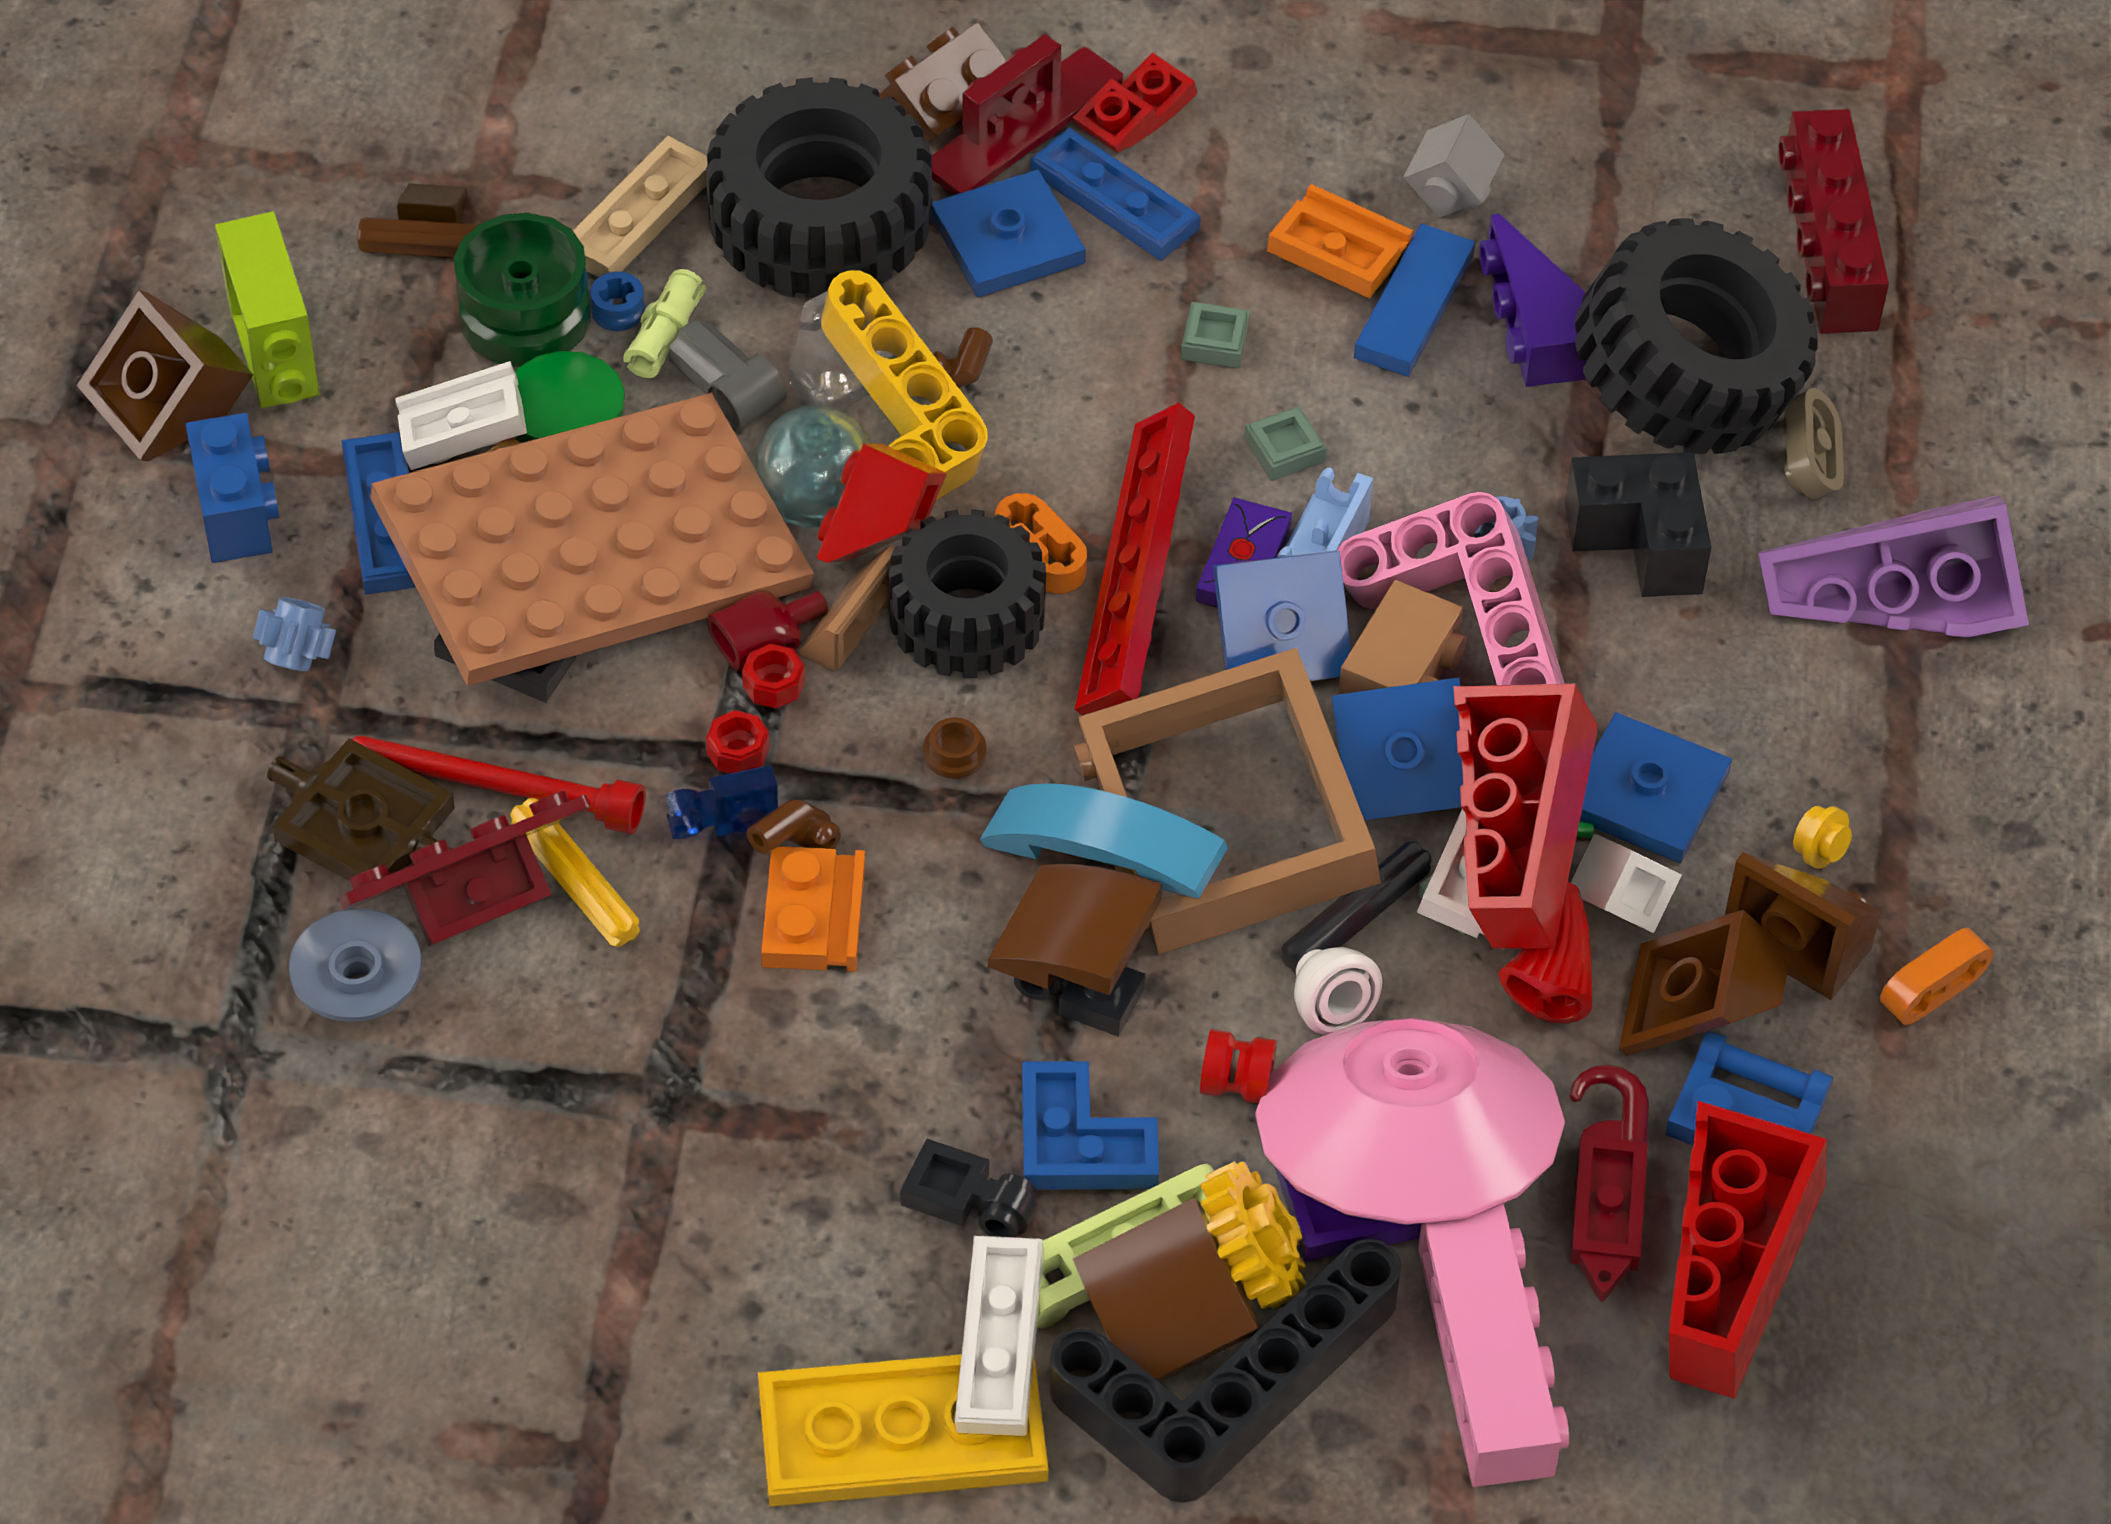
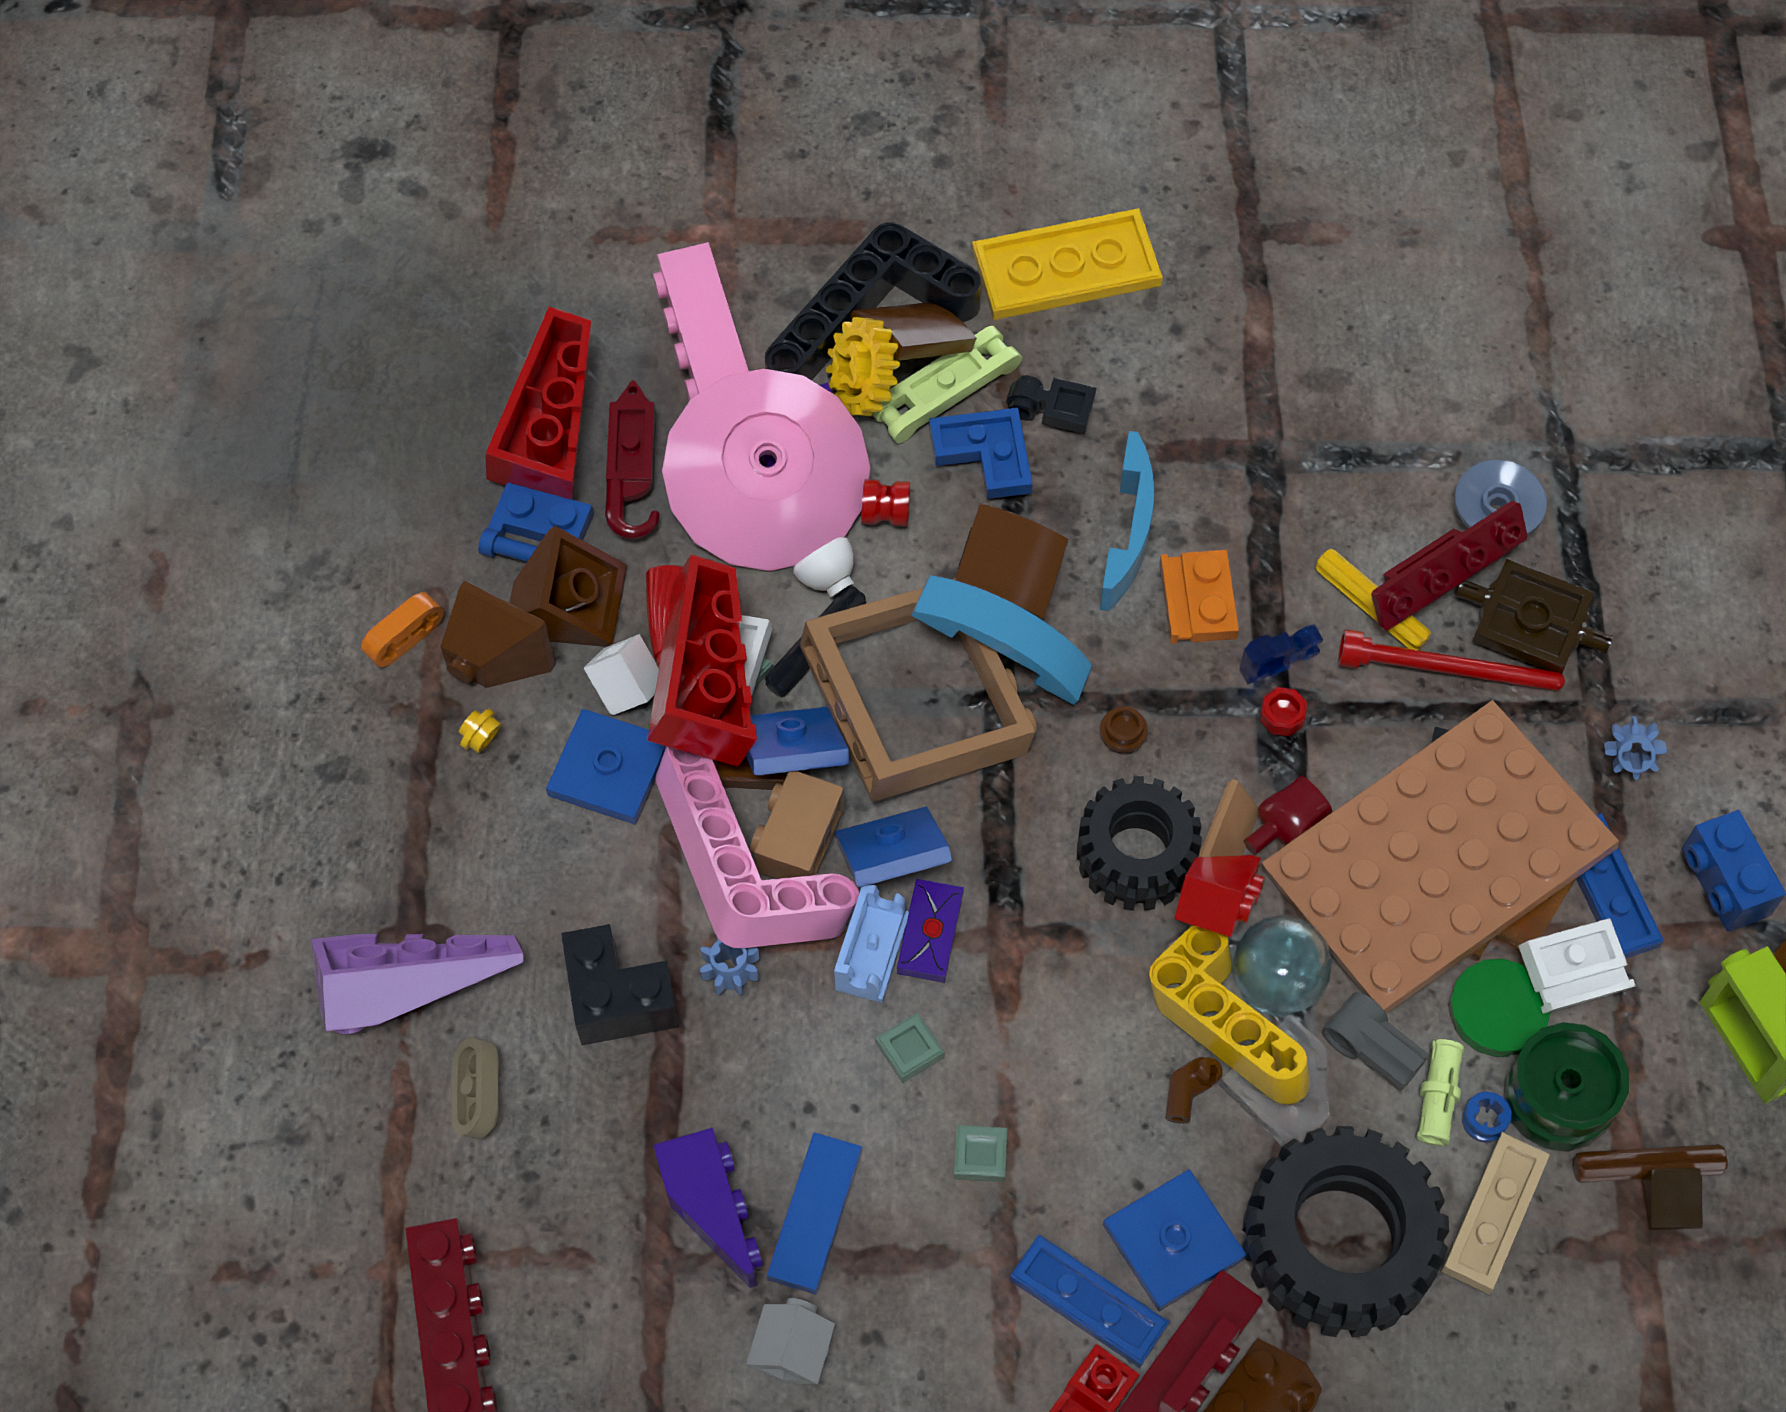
camera: 175 degrees right, 10 degrees up
(773, 676) = (1270, 770): red tile -> none
(797, 823) = (1228, 644): reddish brown arm -> none
(912, 940) = (1124, 564): none -> dark azure slope
(999, 1336) = (1015, 301): white tile -> none
(1052, 537) = (1084, 928): orange beam -> none
(1135, 560) = (1013, 905): red plate -> none
(1339, 241) = (884, 1261): orange plate -> none
(1664, 379) = (531, 1100): black tyre -> none

